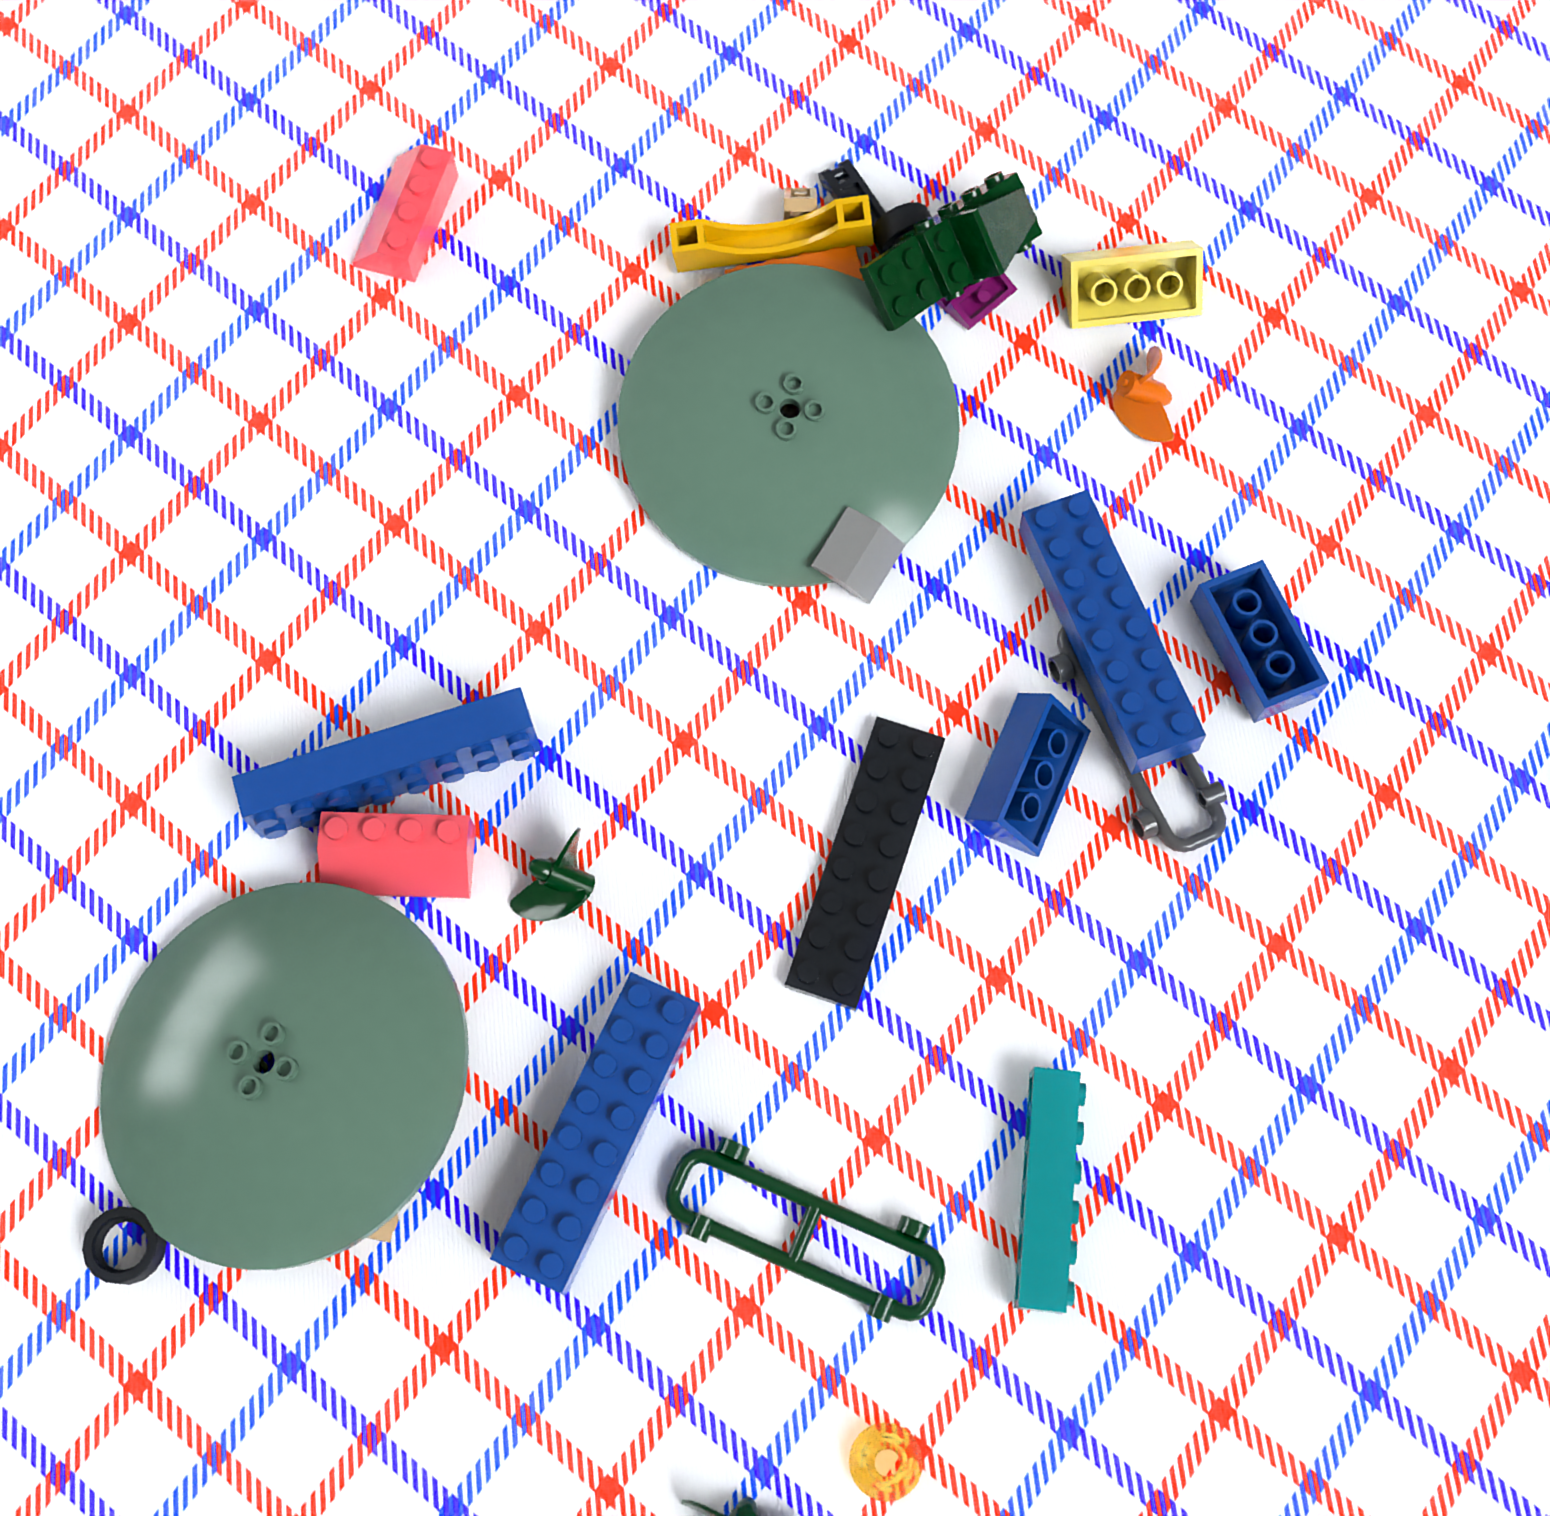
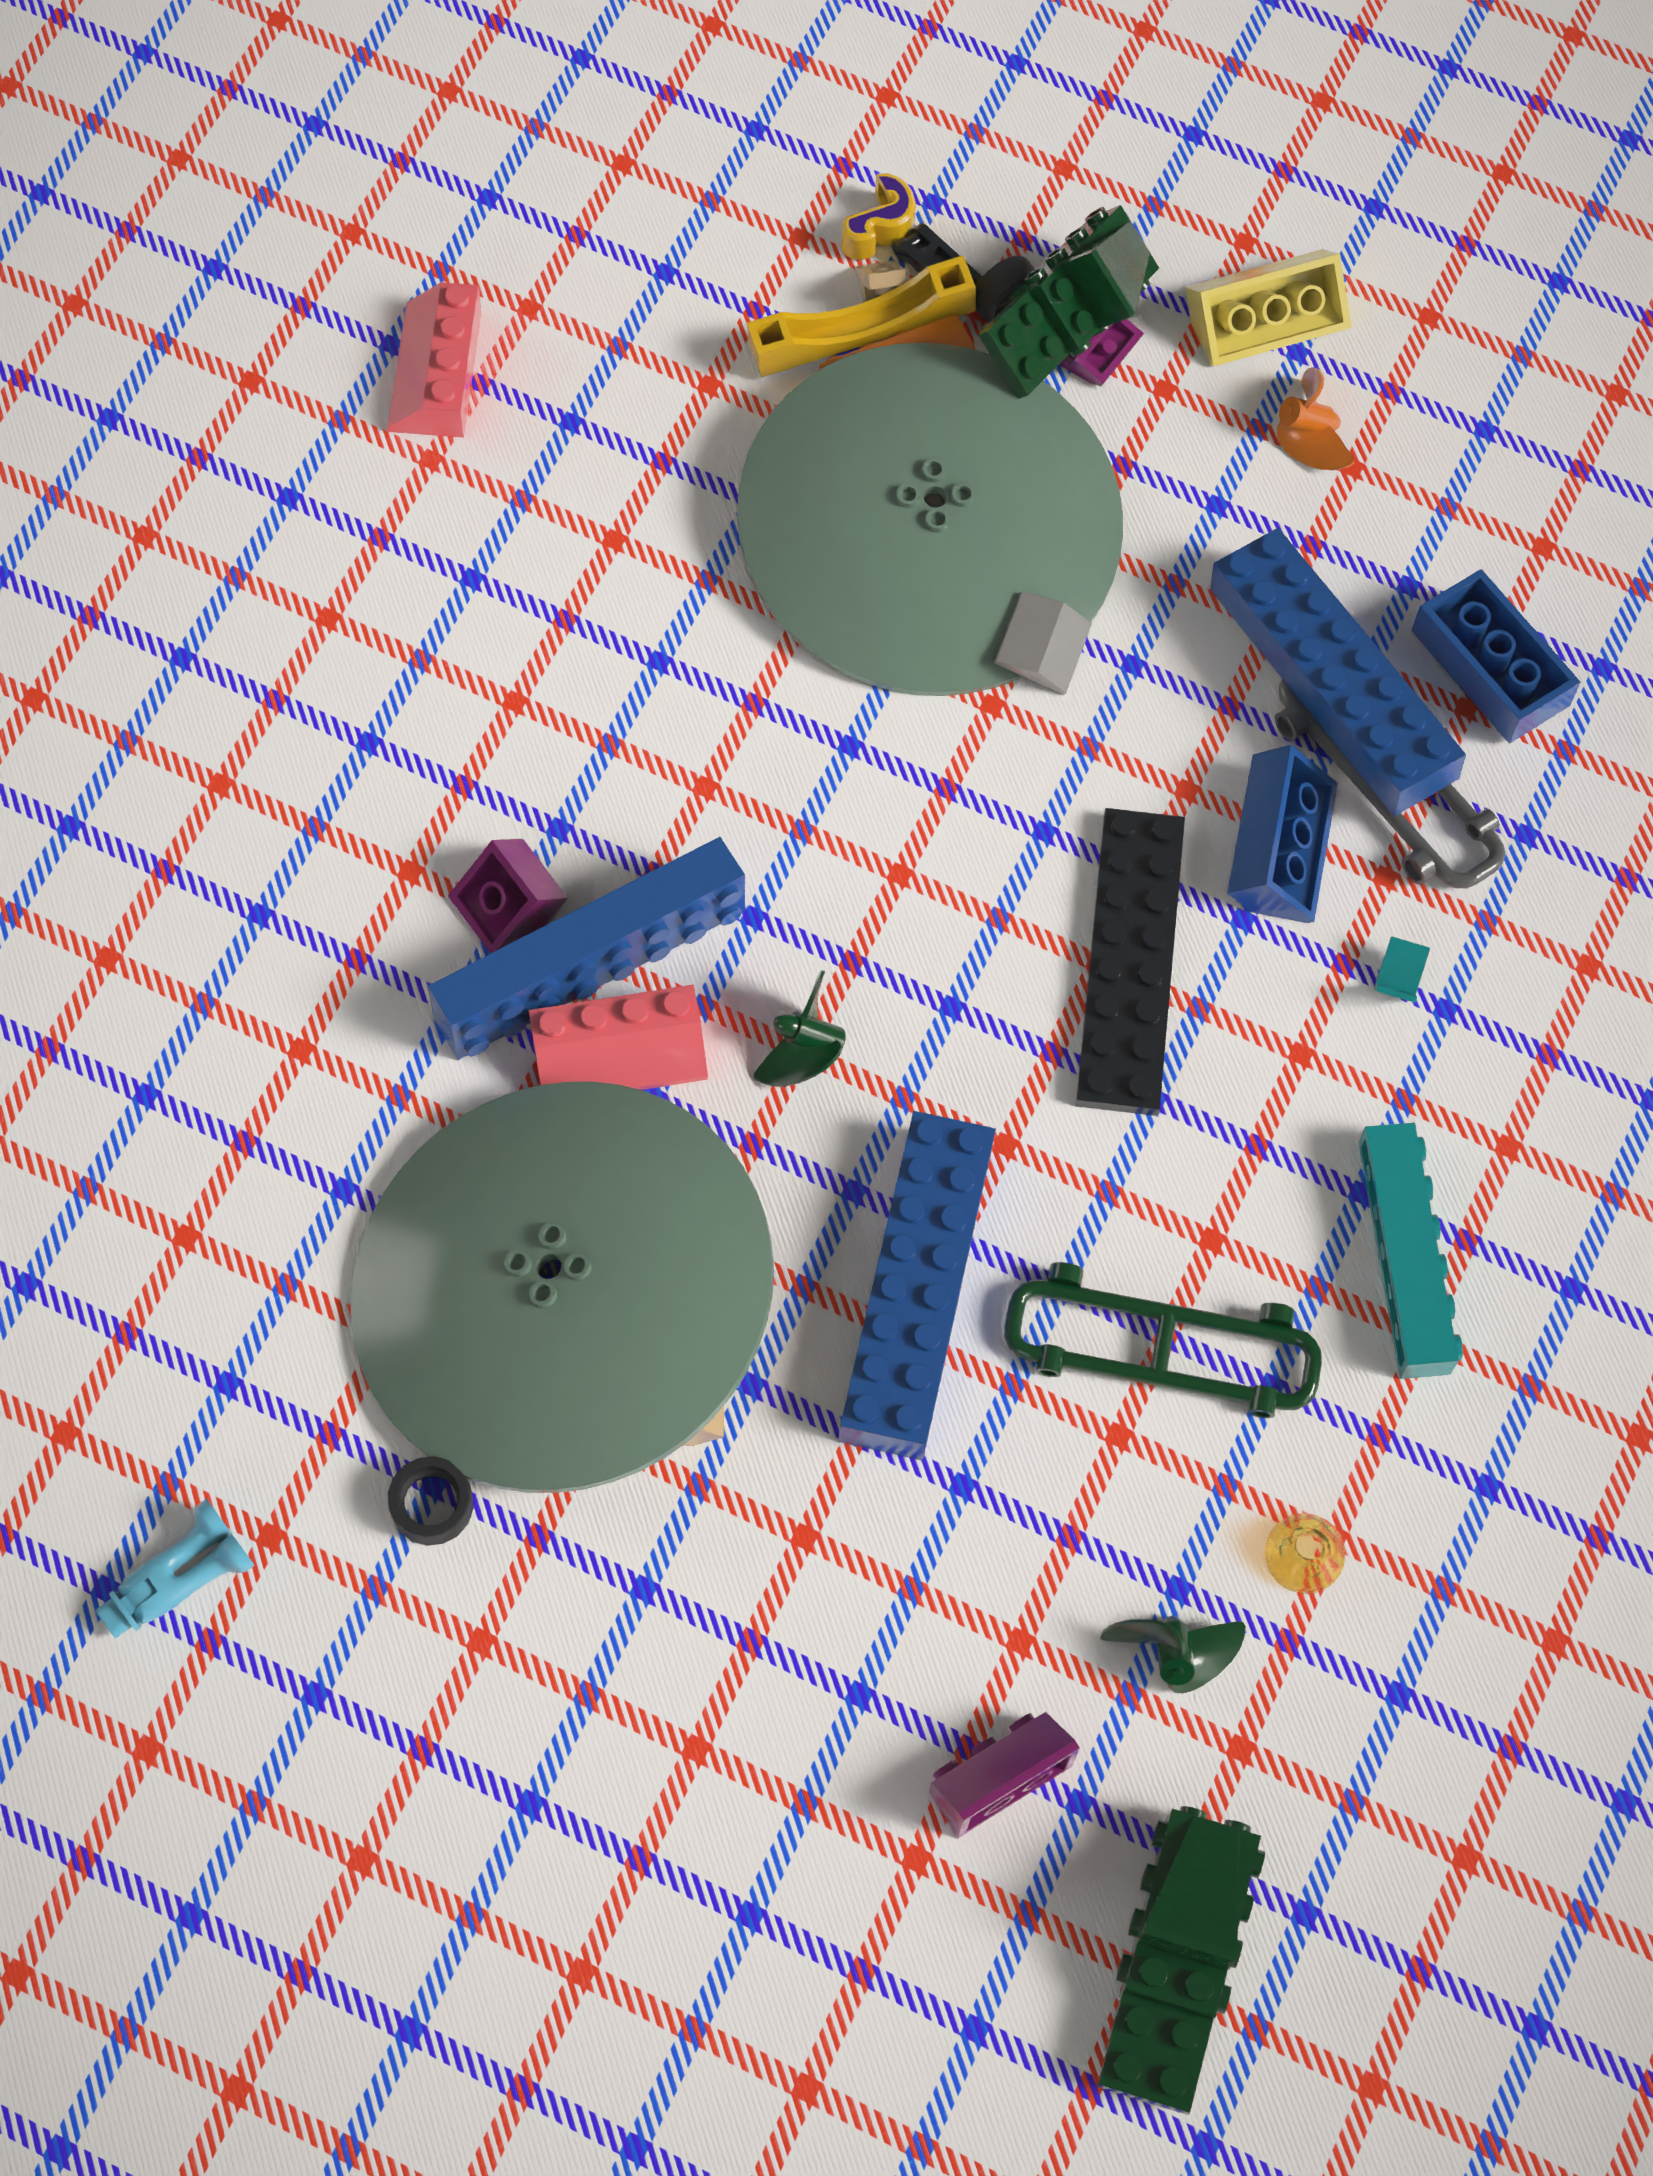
camera: 15 degrees left, 5 degrees down
(338, 698) = (507, 894): none -> magenta slope
(813, 153) = (882, 223): none -> yellow animal
(1104, 921) = (1402, 969): none -> teal bracket

